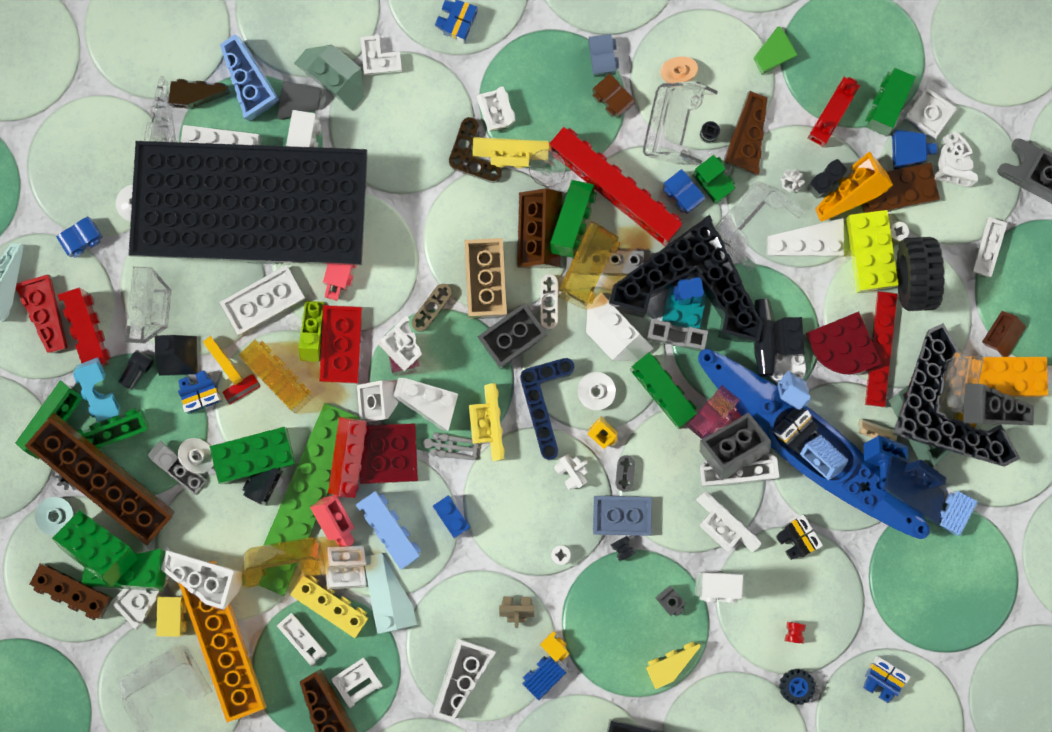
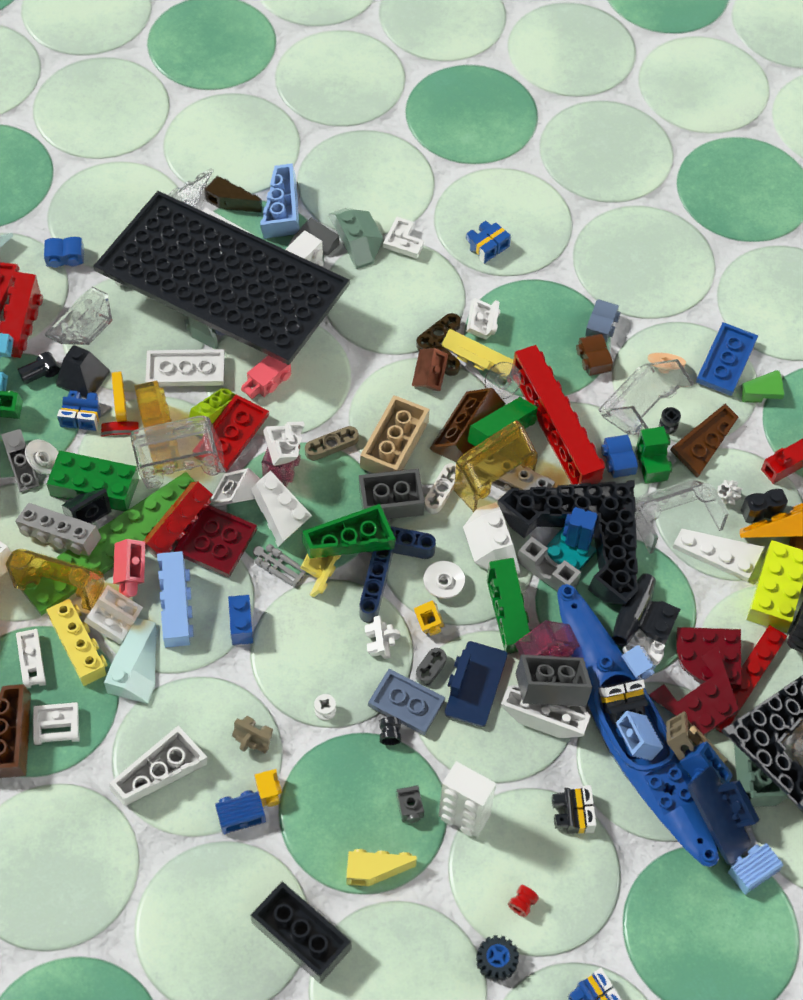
camera: 25 degrees right, 25 degrees down
(254, 518) = (58, 529): none -> light grey brick
(313, 397) = (176, 448): none -> clear windscreen
(478, 190) = (430, 369): none -> copper panel
(506, 396) = (350, 534): none -> green wedge
(668, 469) = (475, 683): none -> dark blue bracket
(724, 526) = (504, 762): white bracket -> none
(730, 38) = (727, 359): none -> blue plate
(851, 436) = (677, 734): none -> dark tan hinge
(862, 393) = (708, 703): none -> dark red wing

